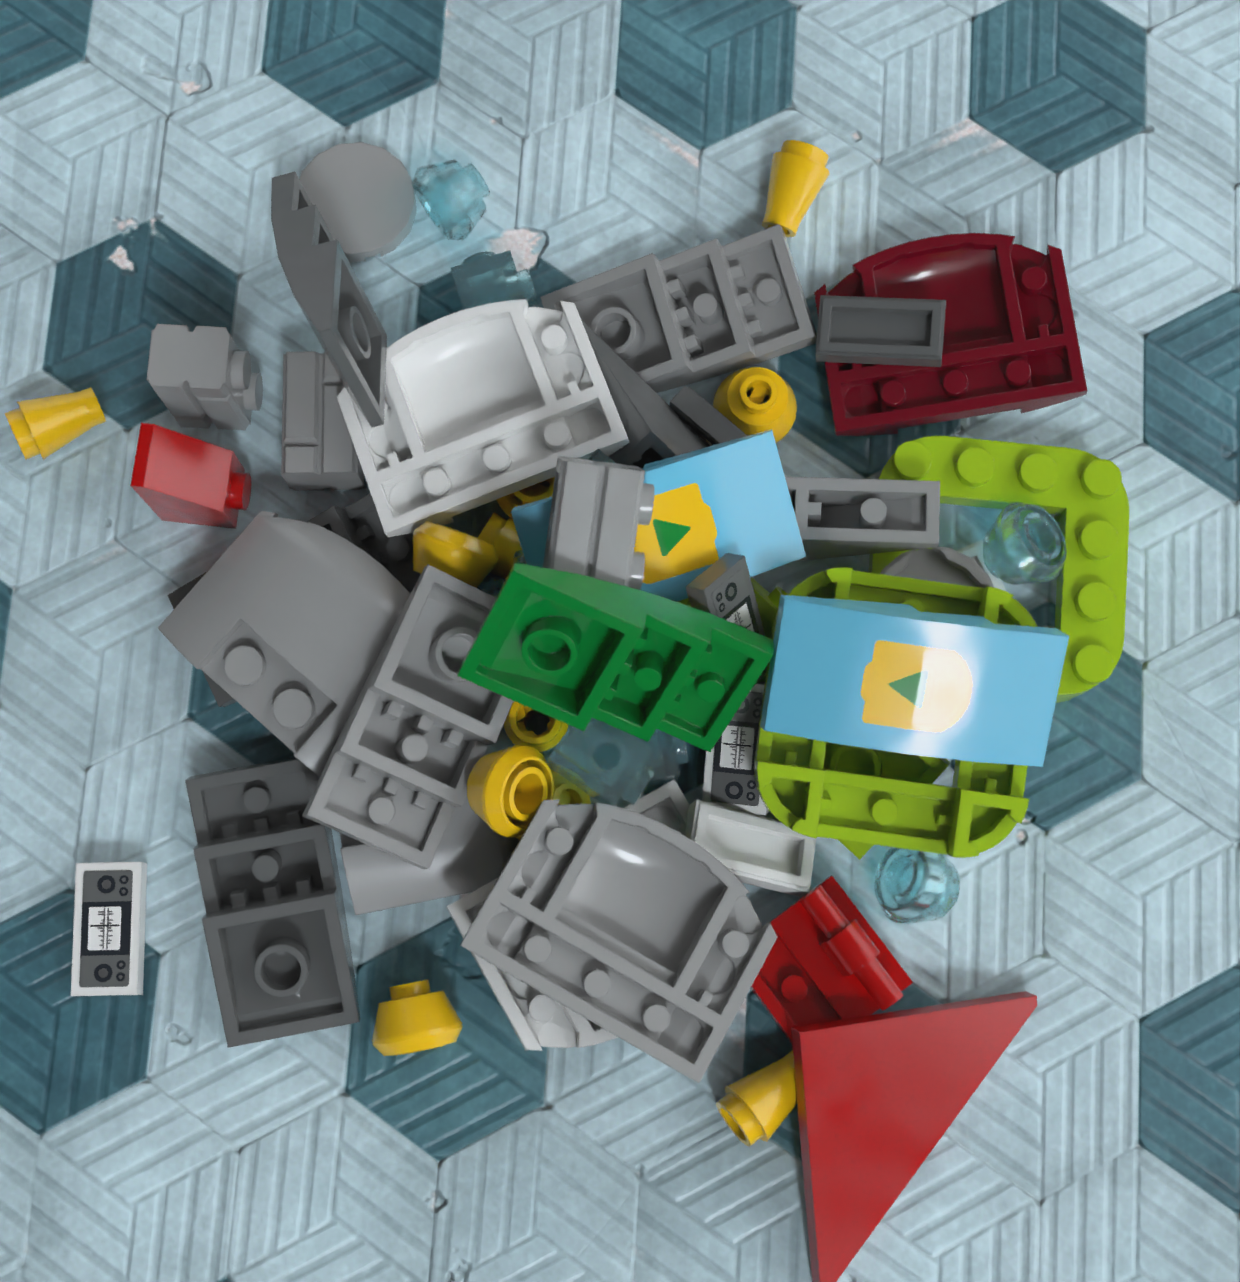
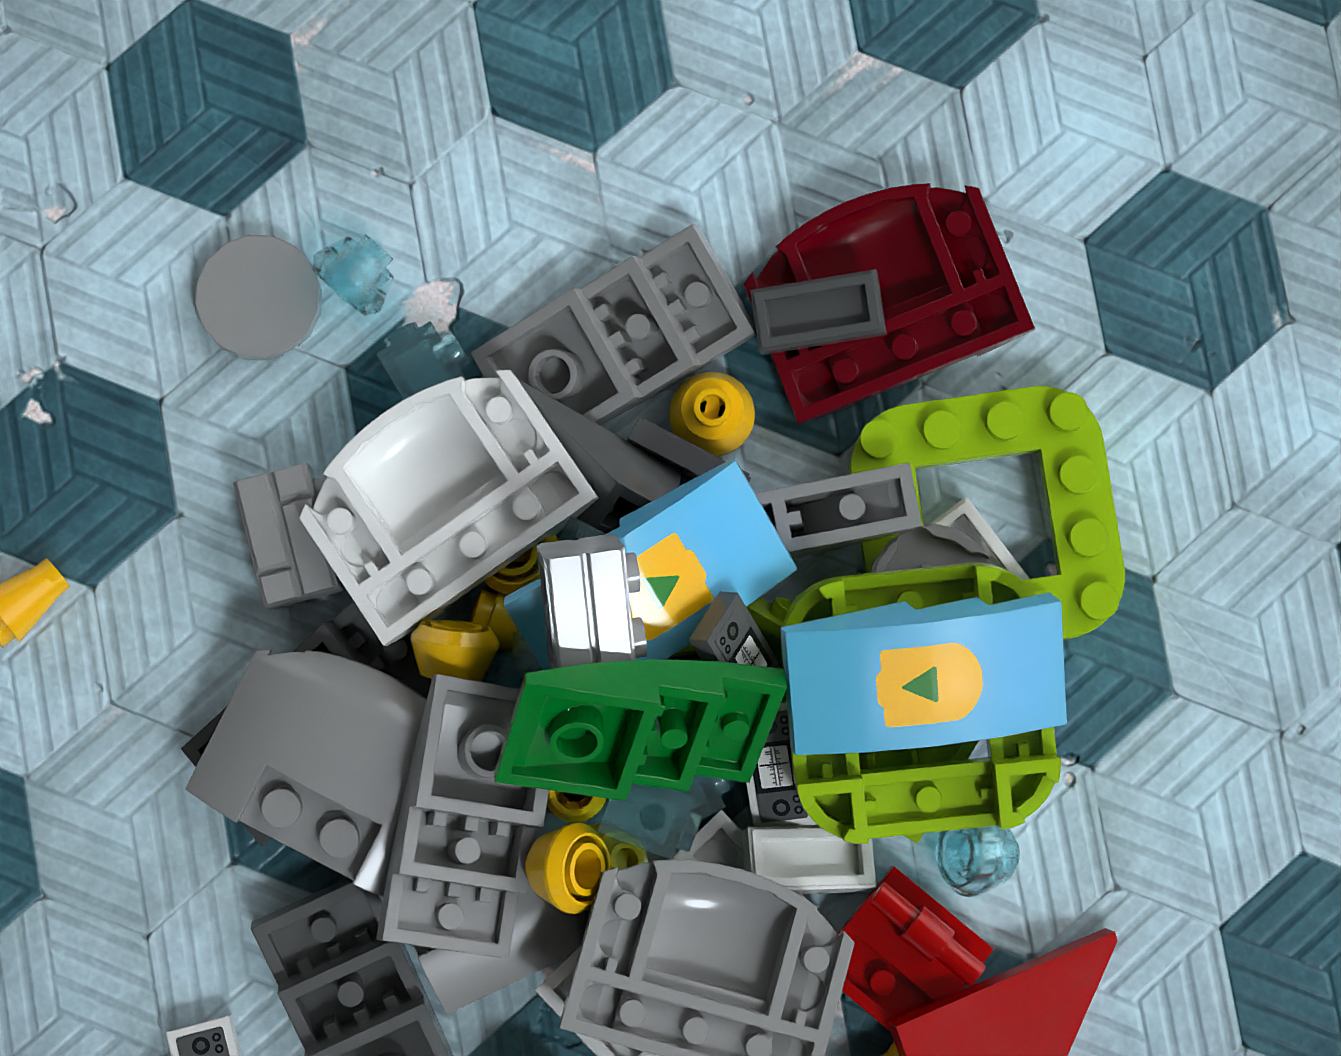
camera: 10 degrees left, 5 degrees up
(189, 478) = (176, 632): red slope -> none
(203, 377) = (161, 527): light grey brick -> none
(330, 296) = (268, 424): dark grey slope -> none
(793, 184) = (696, 175): yellow cone -> none
(1024, 545) = (1008, 496): clear light blue cone -> none

